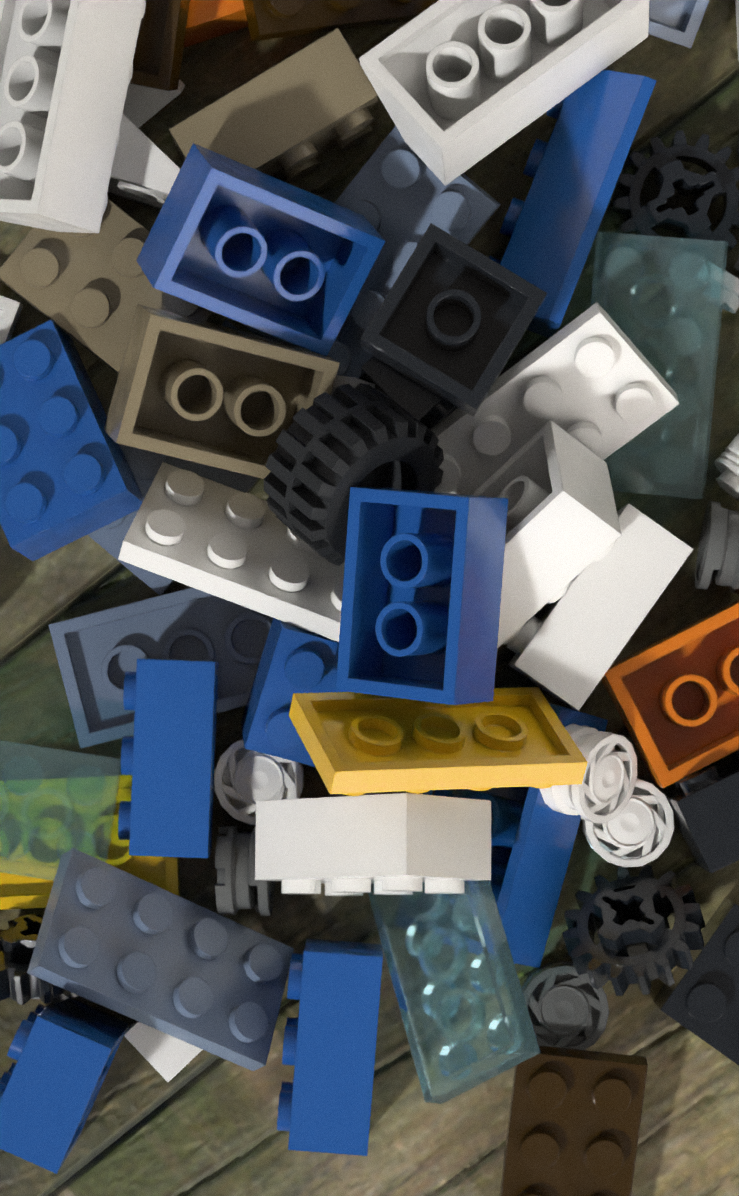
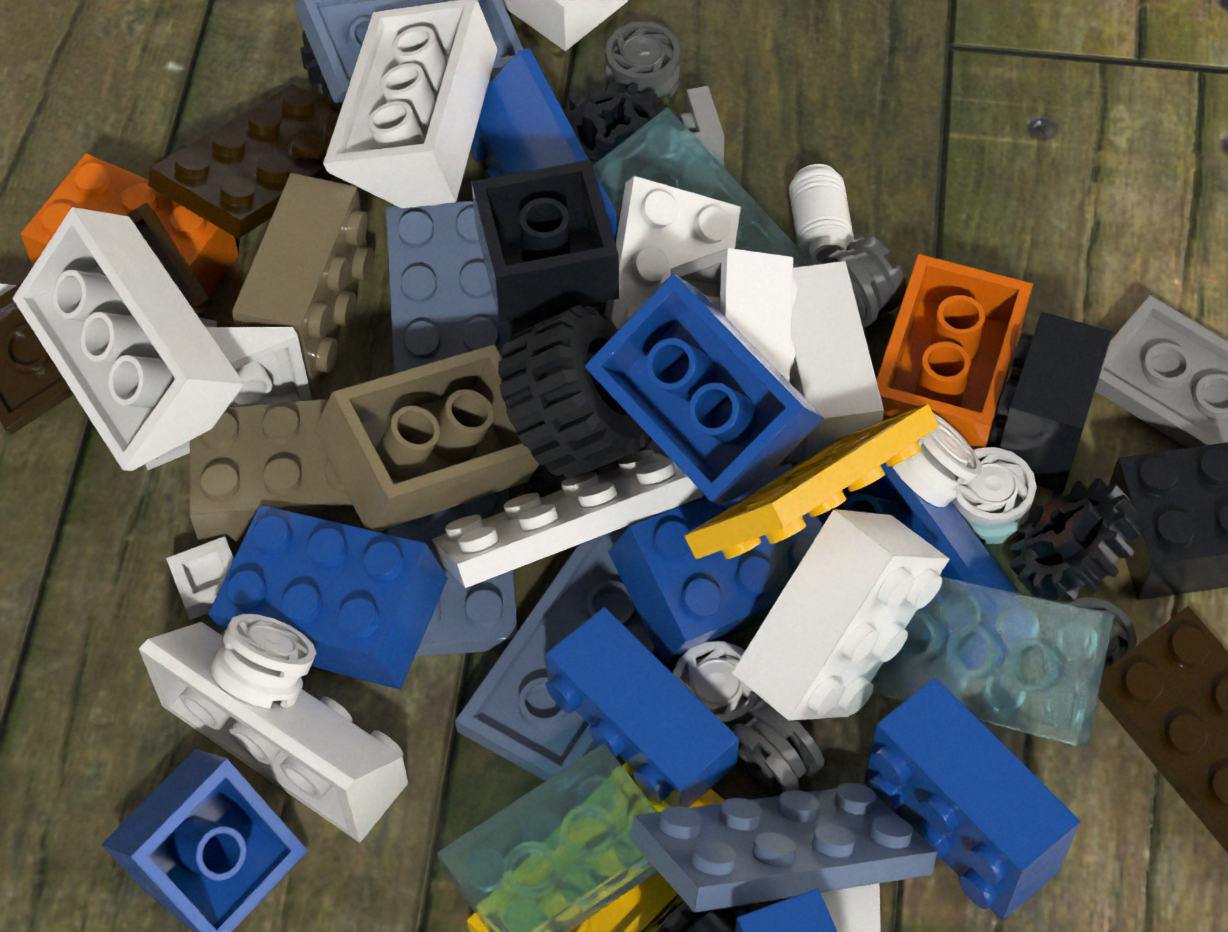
camera: 45 degrees left, 30 degrees down
(259, 250) = (363, 316): blue brick -> none

